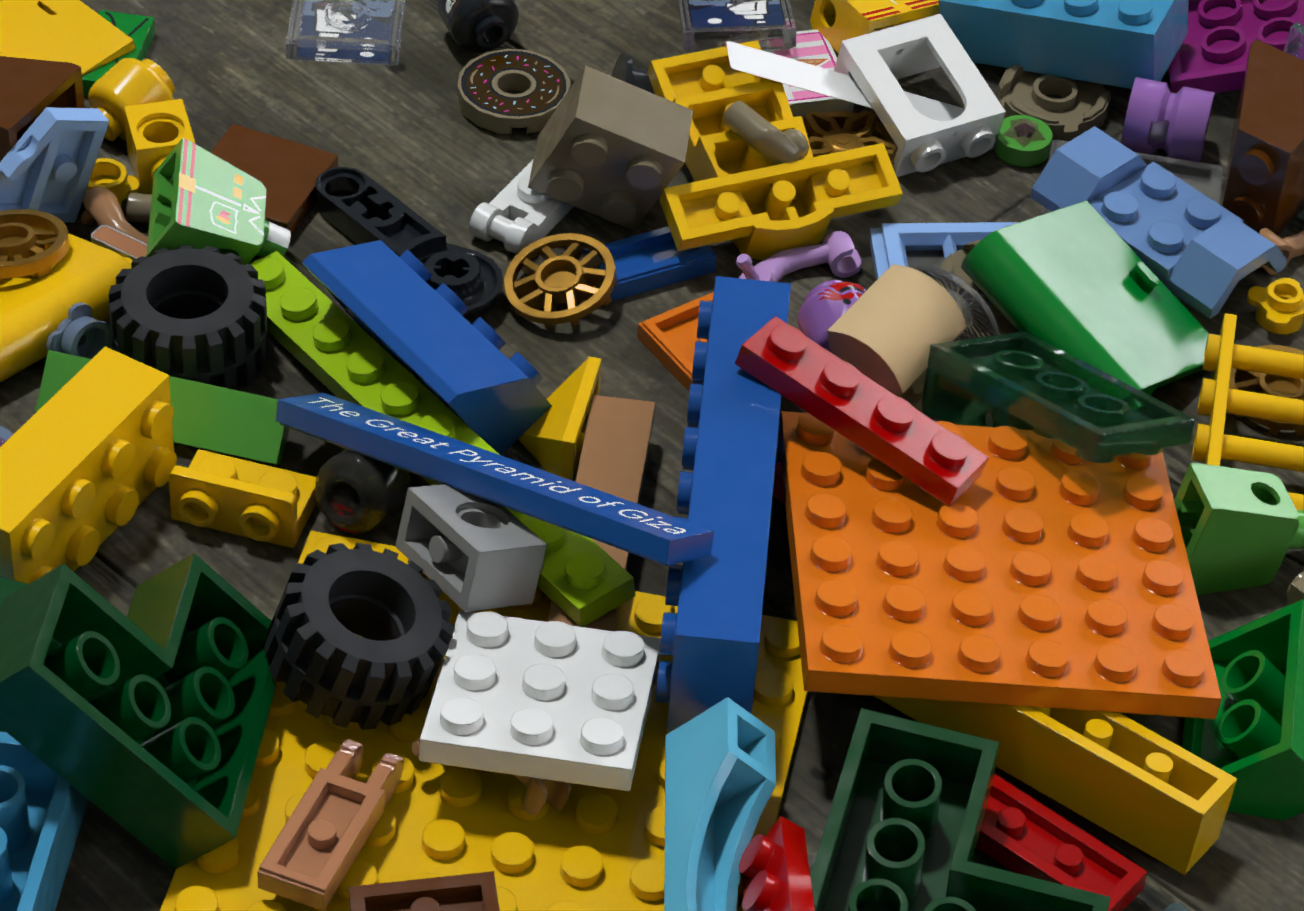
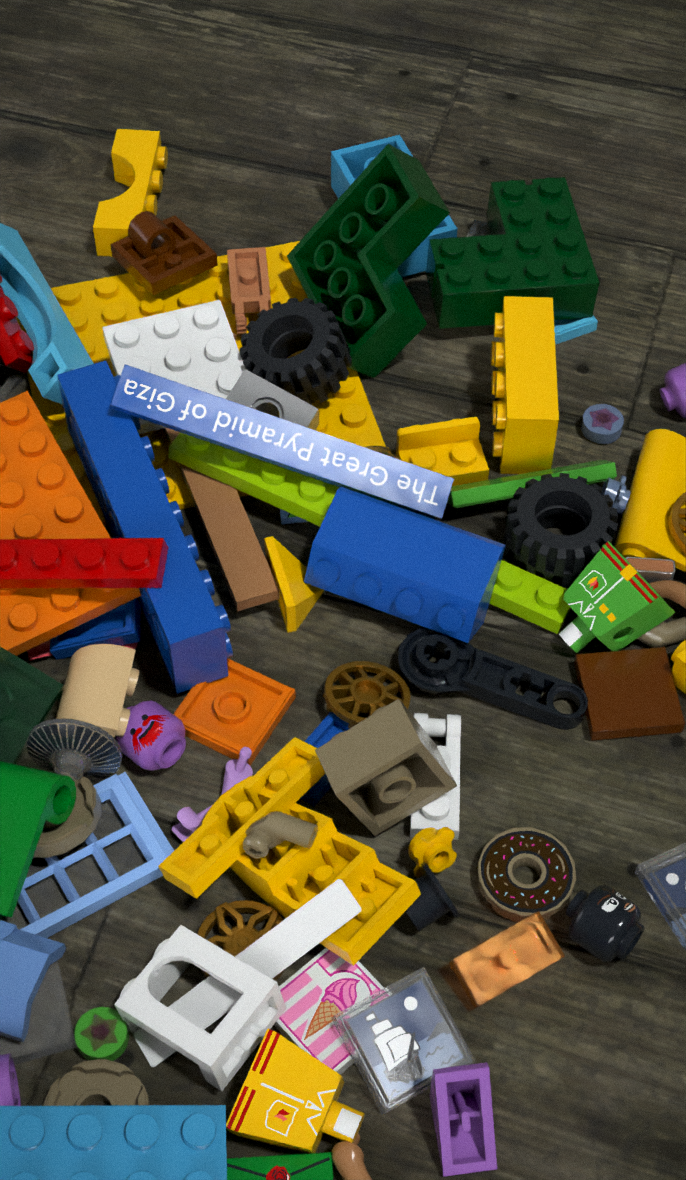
camera: 155 degrees right, 10 degrees up
(611, 33) = (506, 959): none -> clear orange plate

